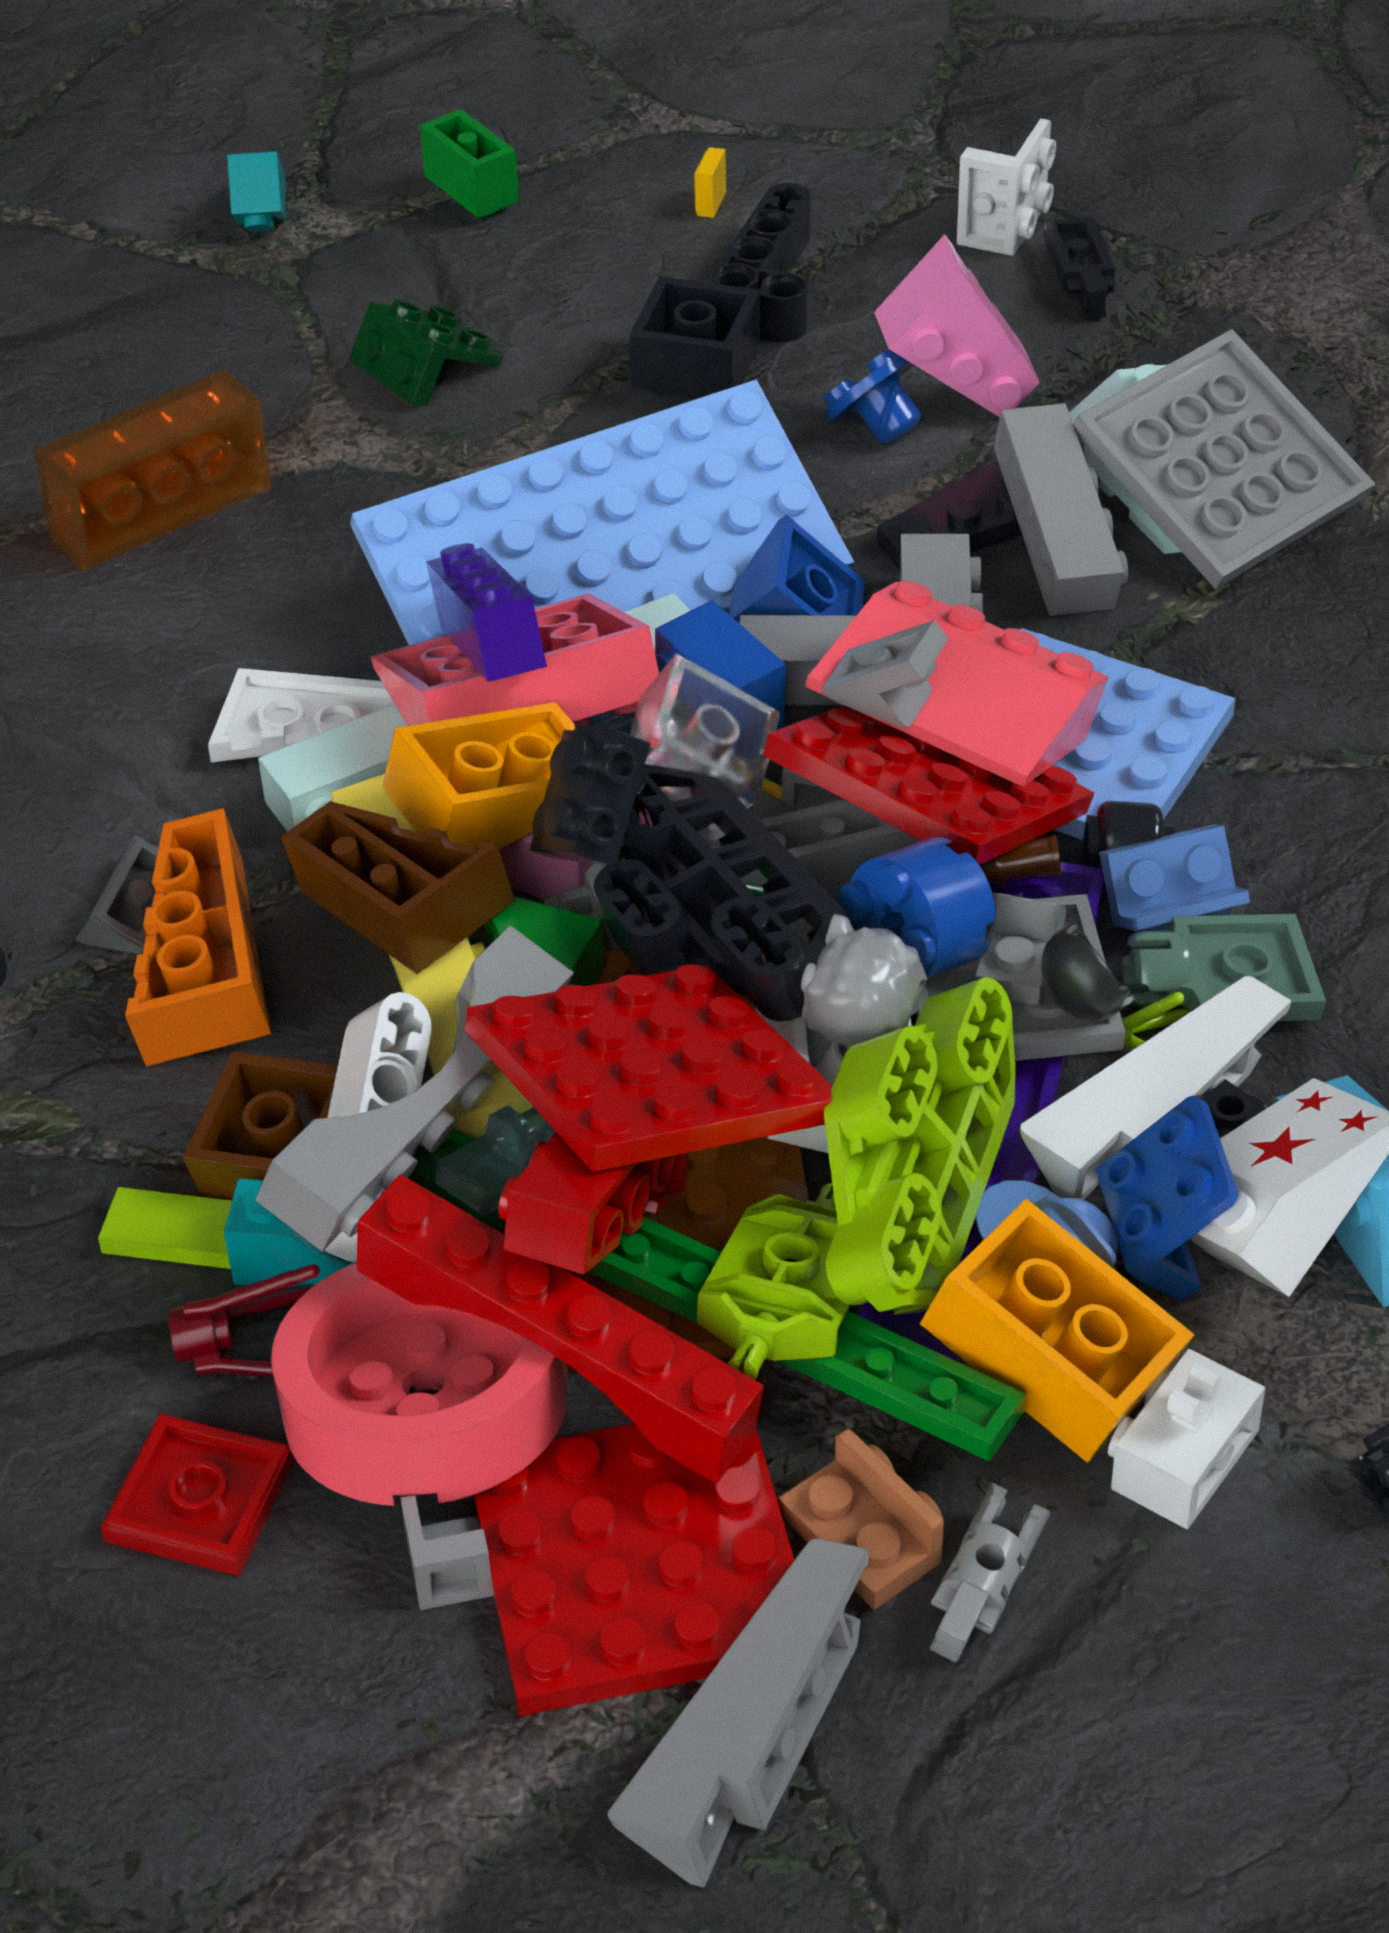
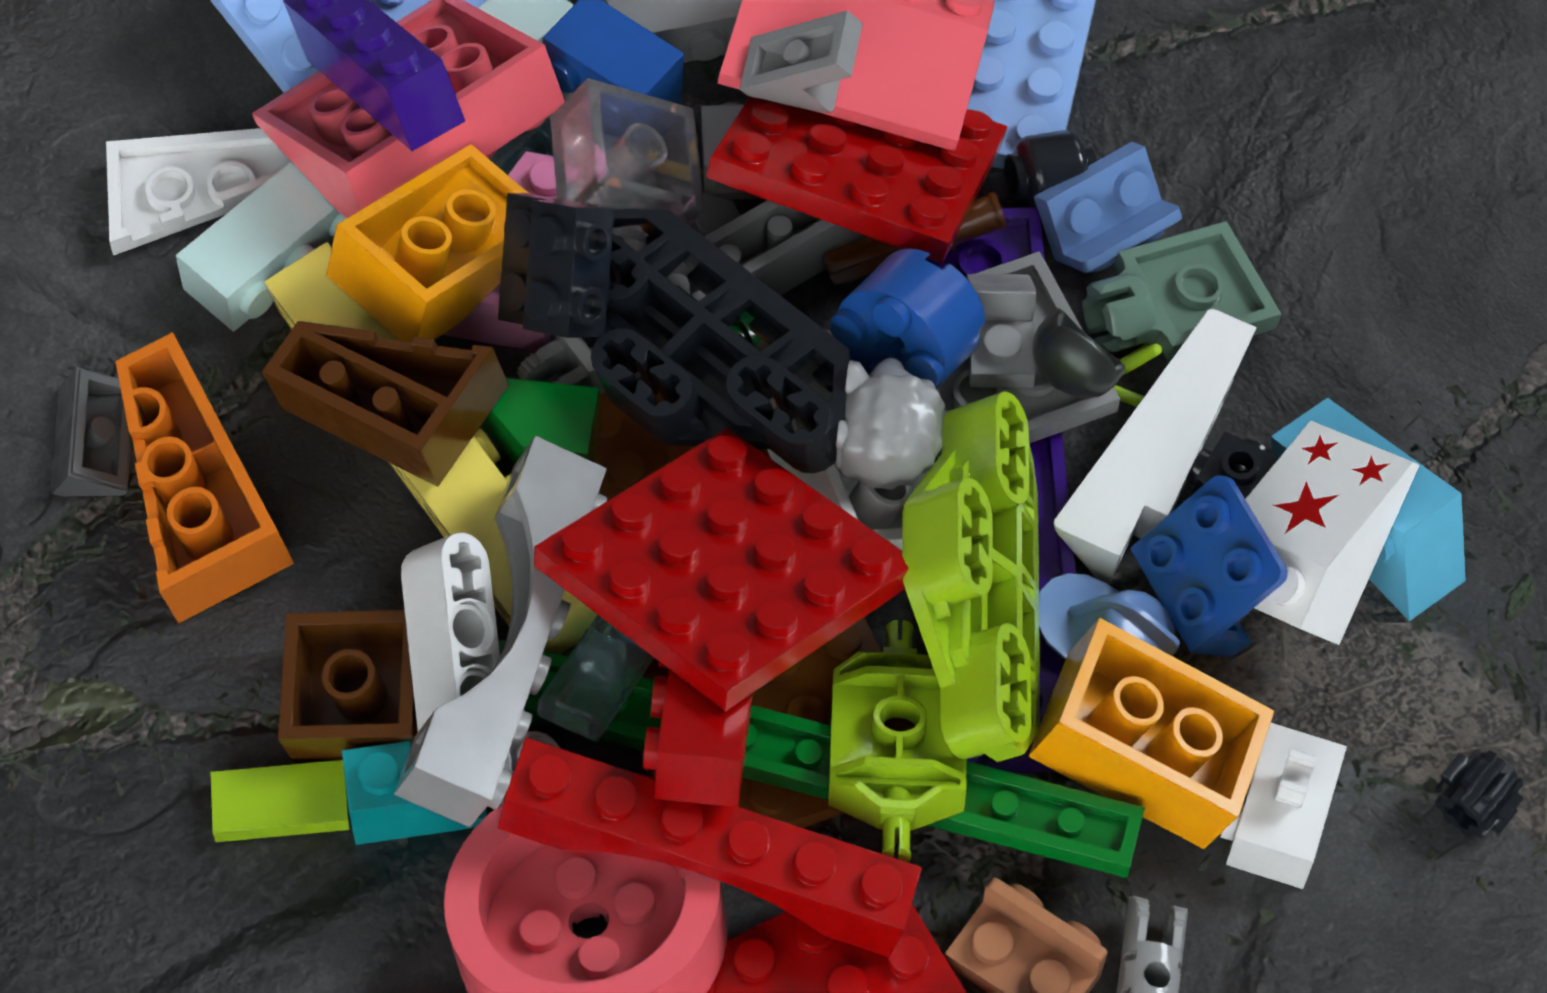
camera: 20 degrees left, 15 degrees up
(206, 1327) = (355, 906): dark red plant -> none

